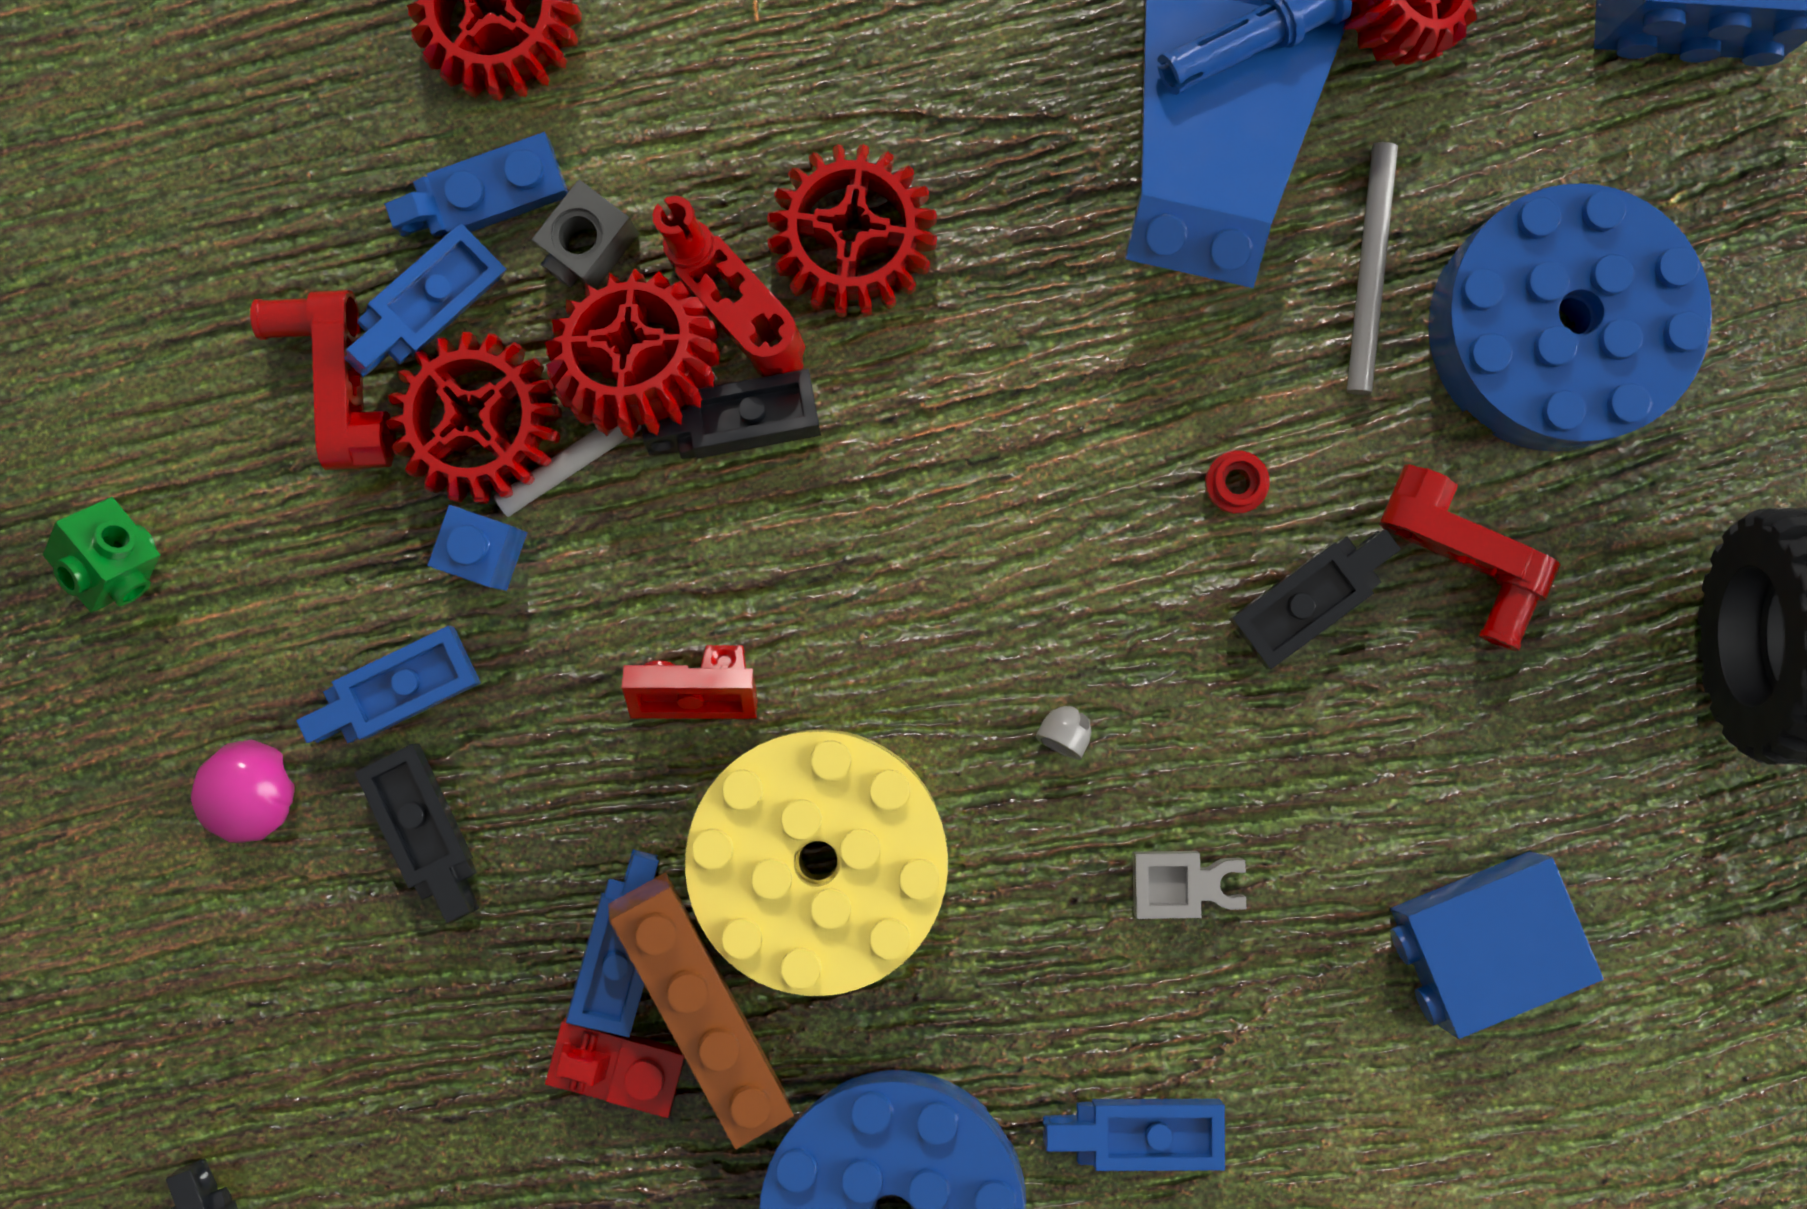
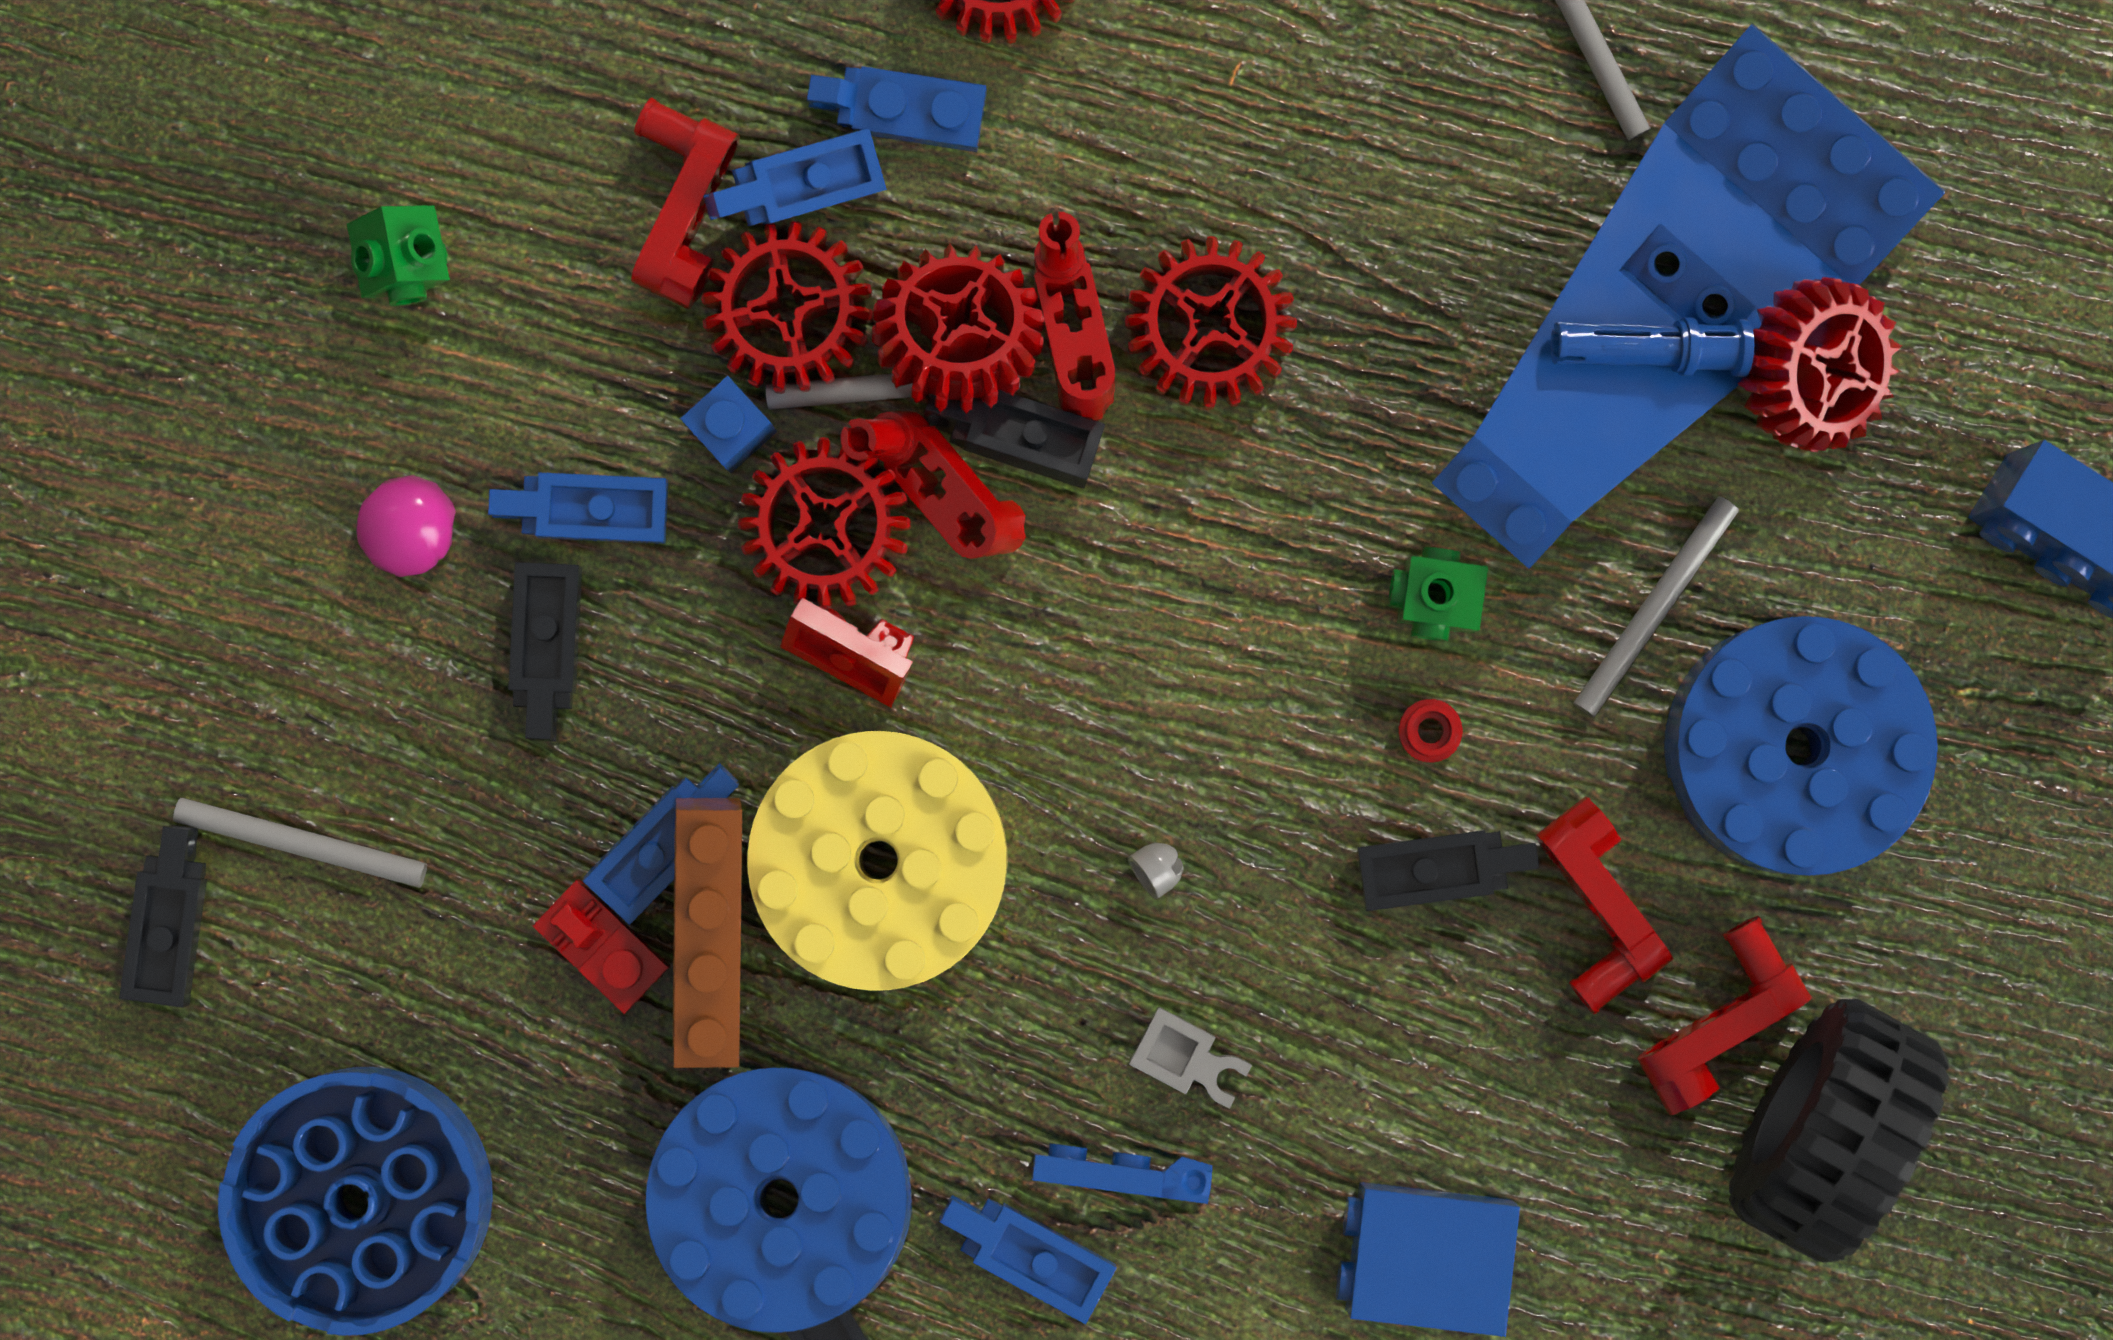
camera: 25 degrees right, 0 degrees up
(300, 1122) = (300, 842): none -> light grey bar
(560, 566) = (799, 540): none -> red gear
(580, 211) = (982, 175): dark grey brick -> none
(728, 511) = (964, 515): none -> red beam
(1187, 1018) = (1128, 1173): none -> blue hinge
(1195, 340) = (1462, 591): none -> green brick
(1662, 550) = (1679, 1062): none -> red beam

